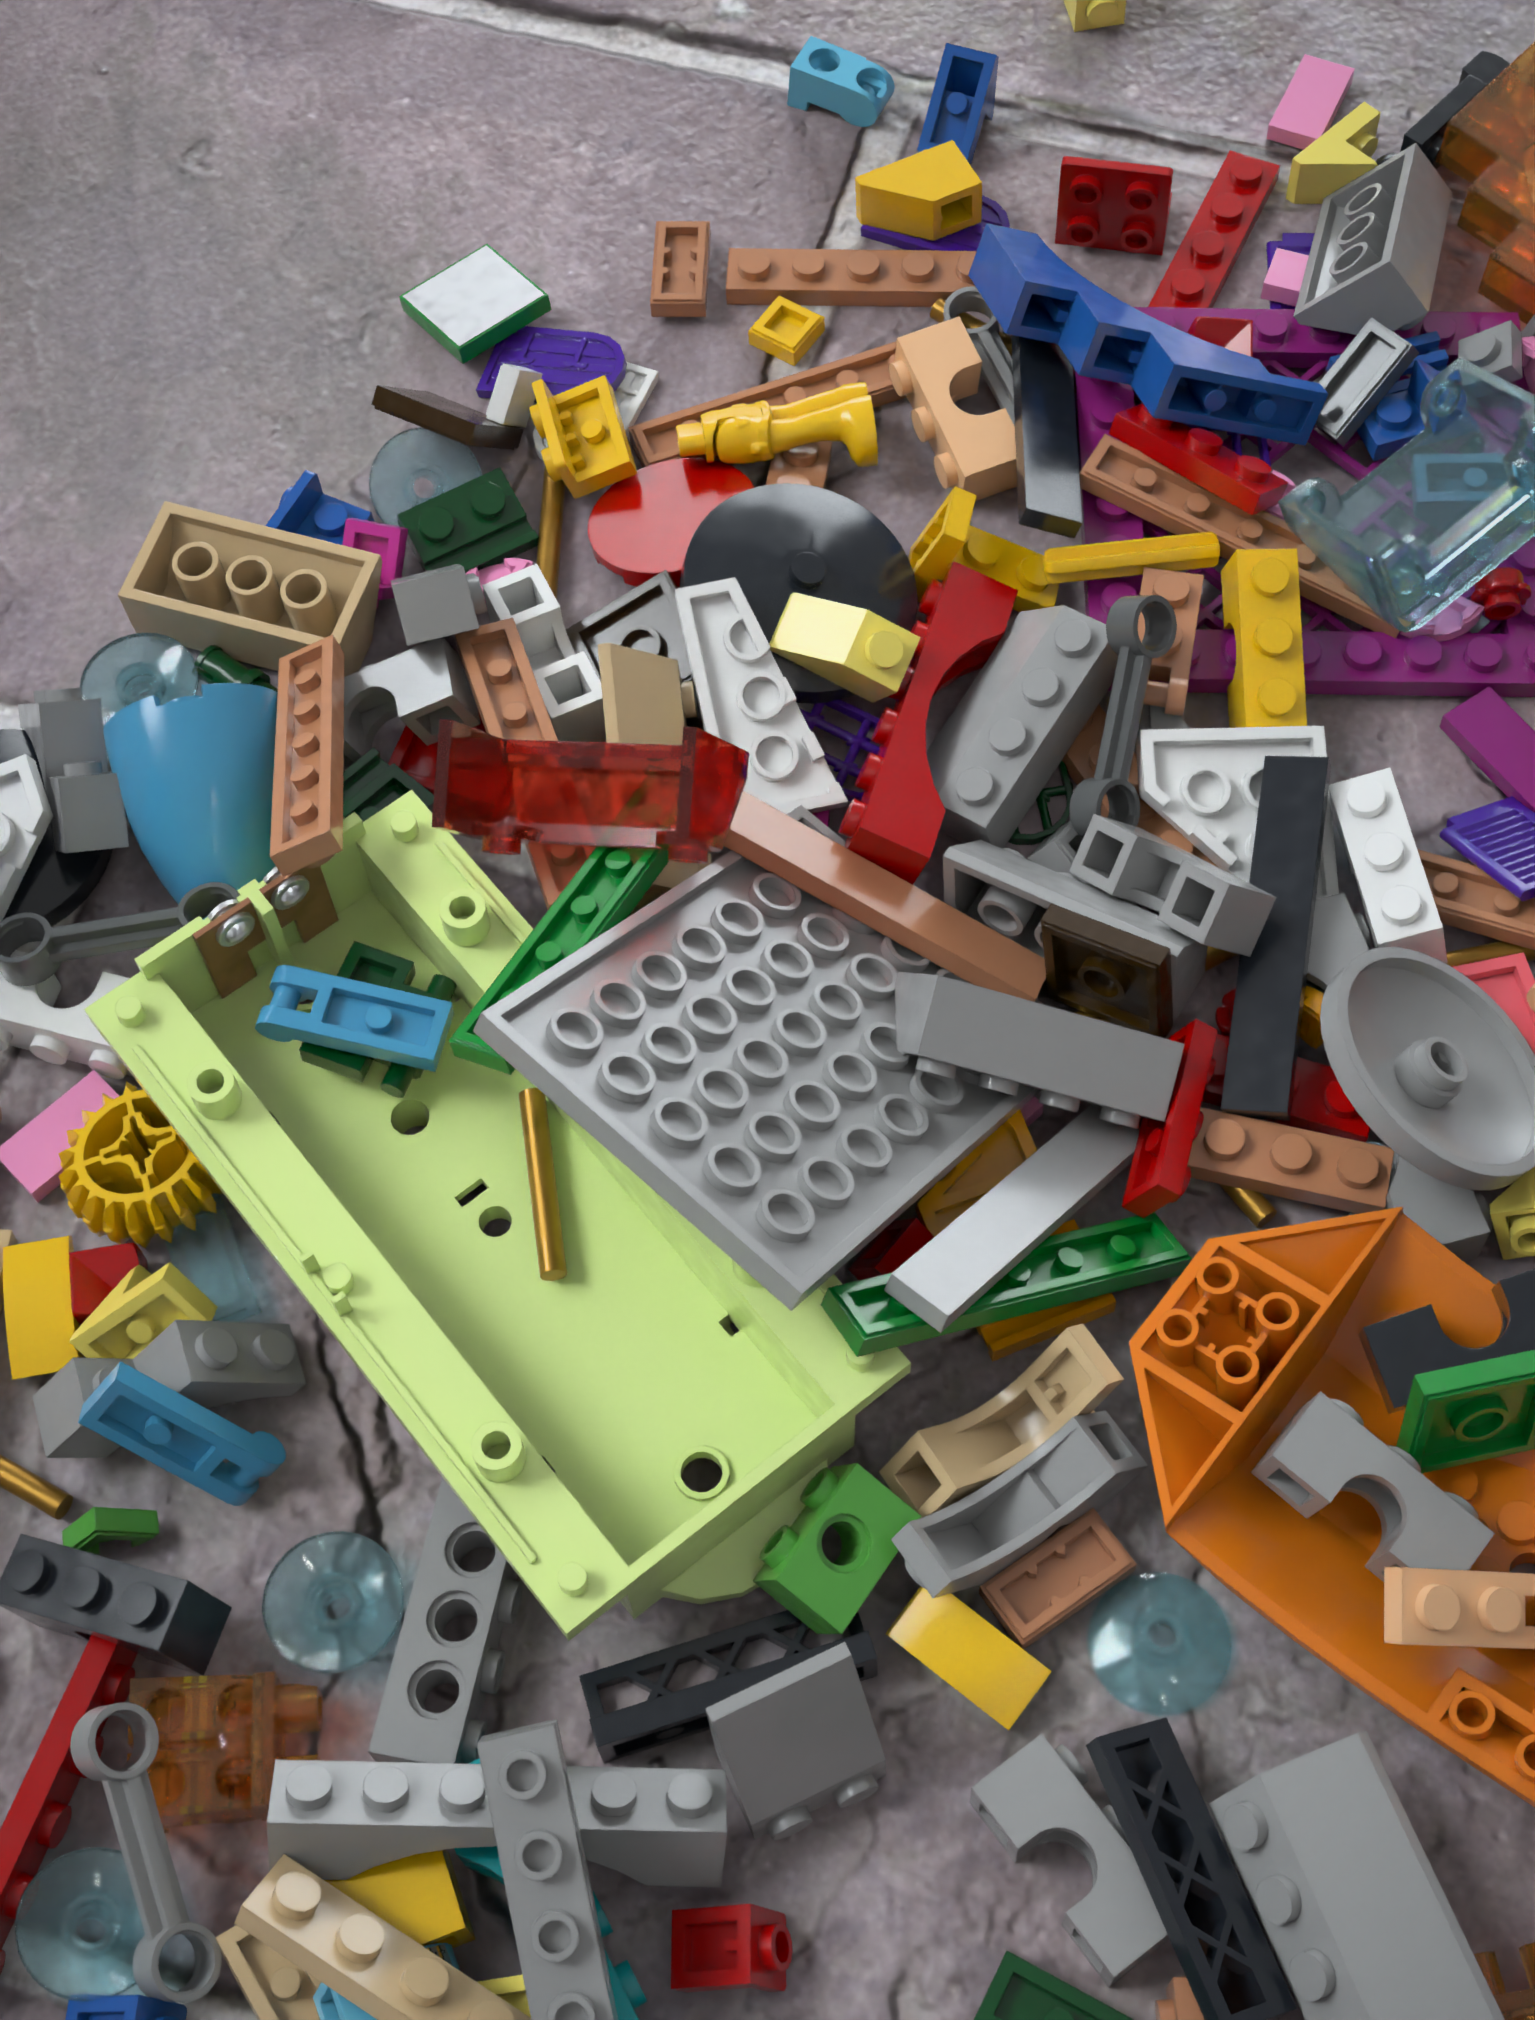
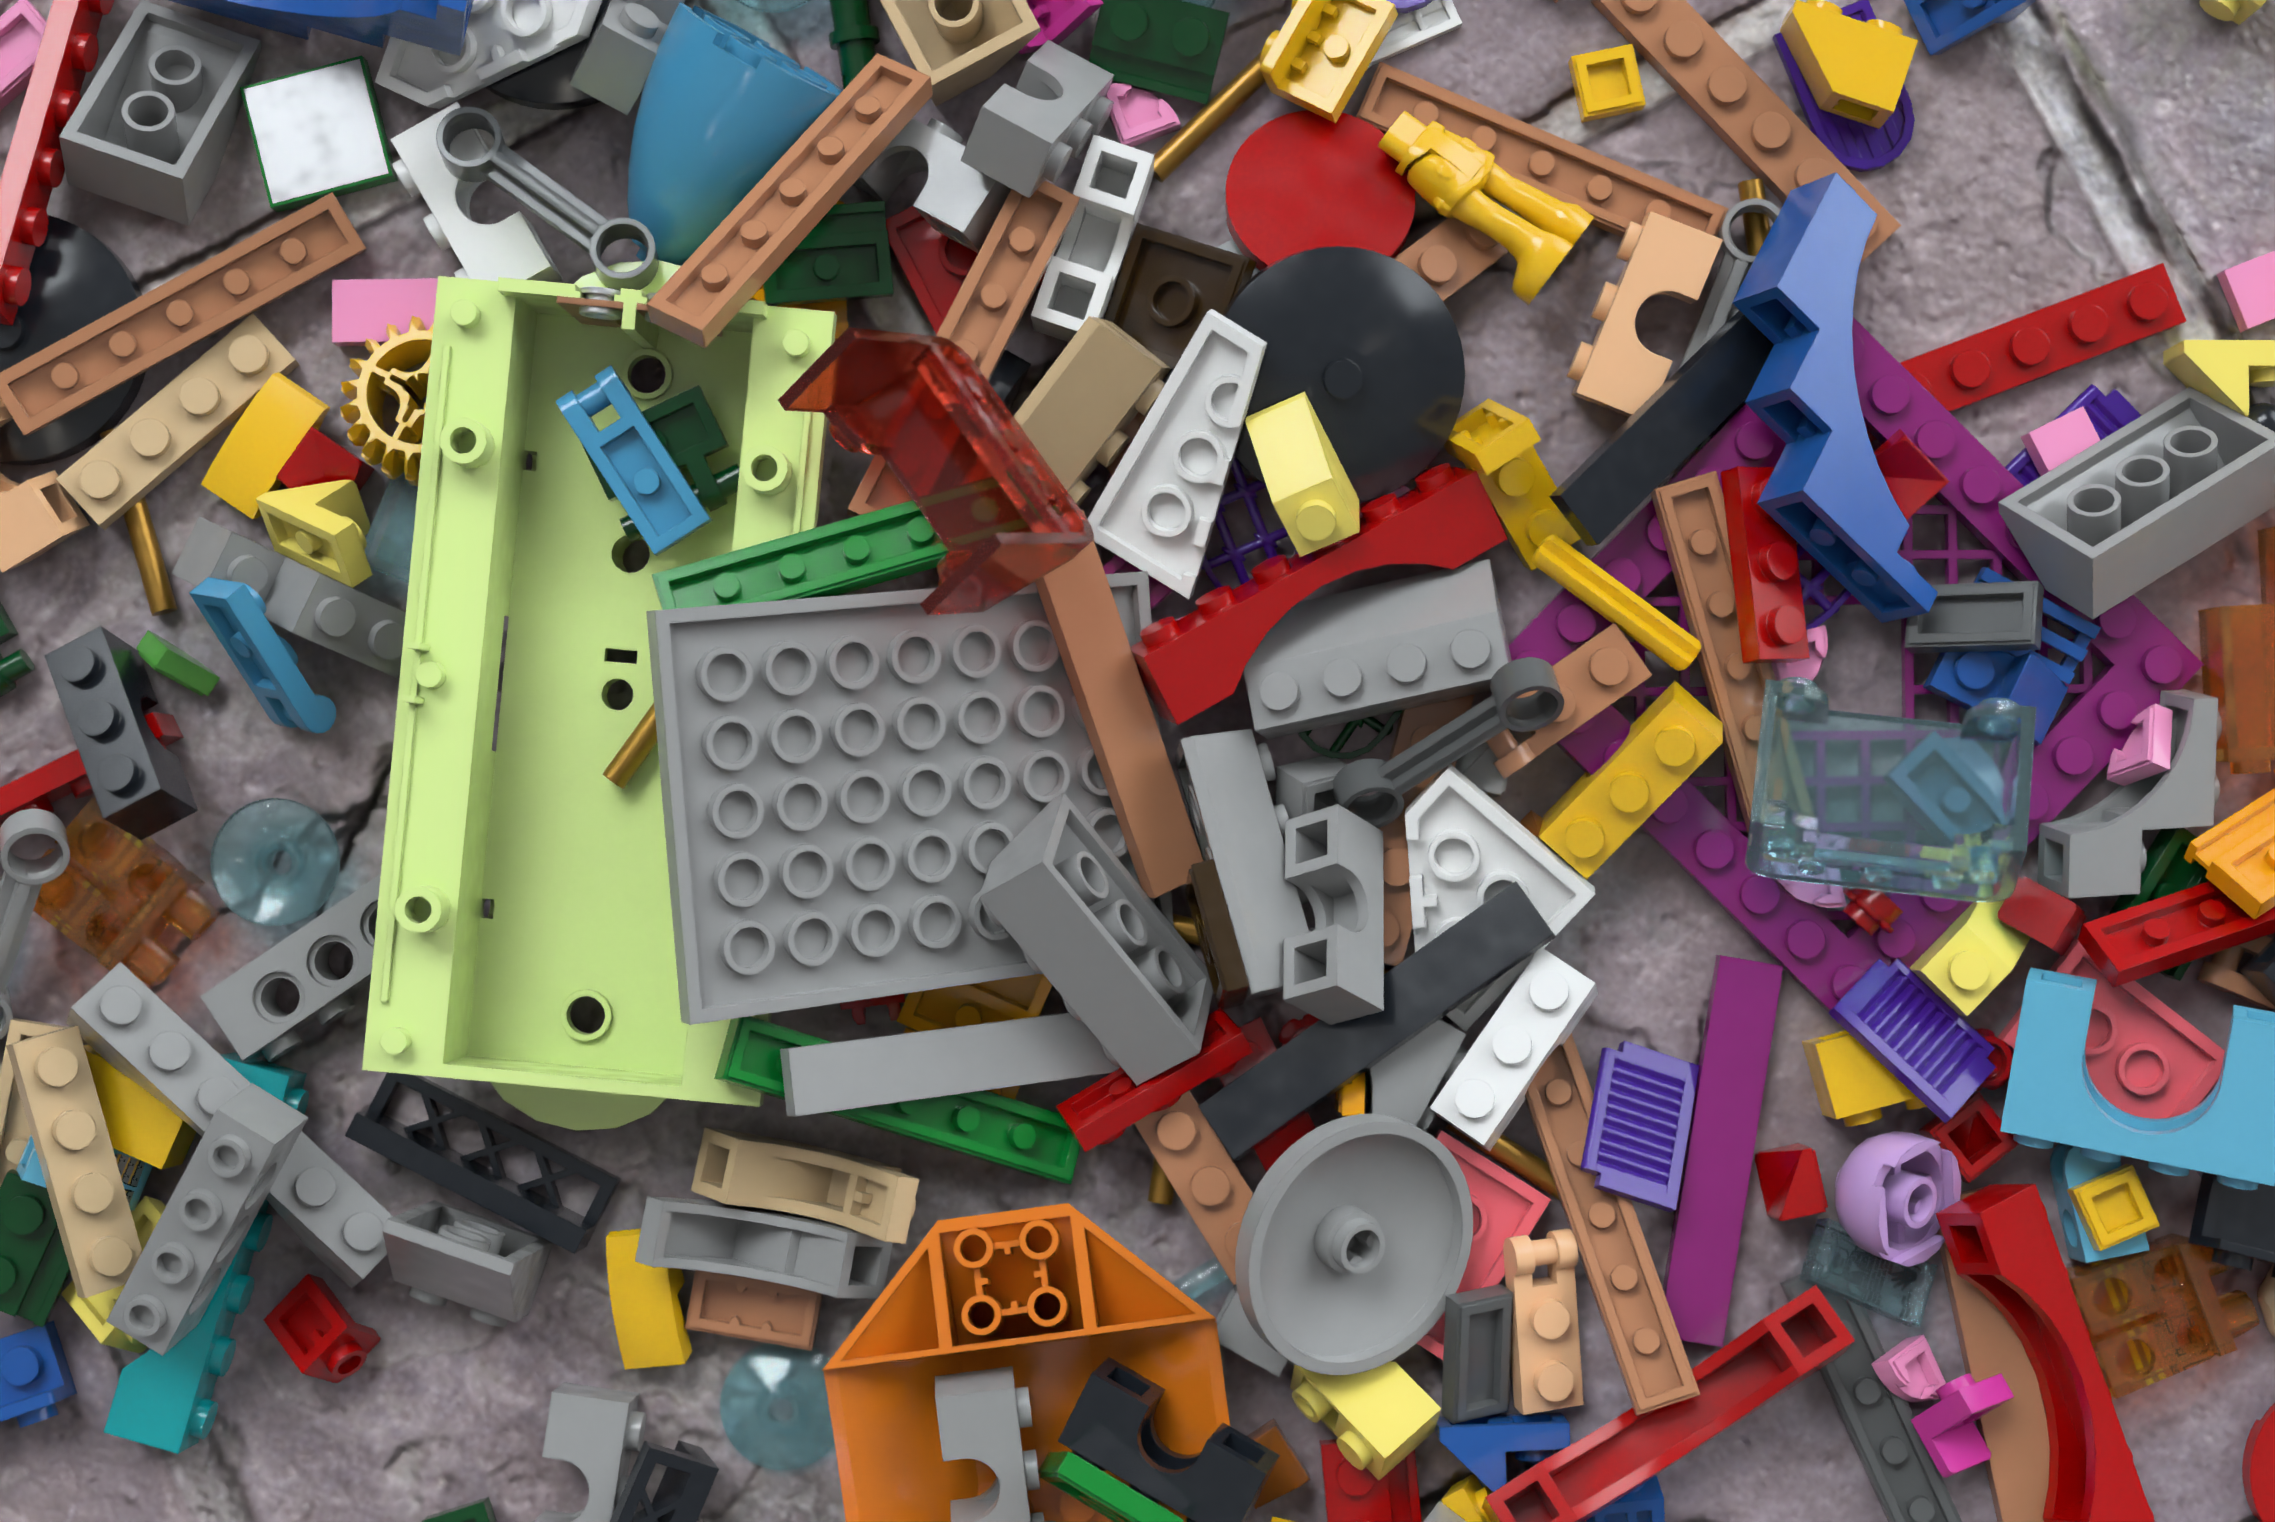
camera: 45 degrees right, 25 degrees up
(800, 1574) = (596, 1182): bright green brick -> none
(1113, 205) = (1991, 233): red bracket -> none
(1495, 350) = (2111, 696): light grey plate -> none

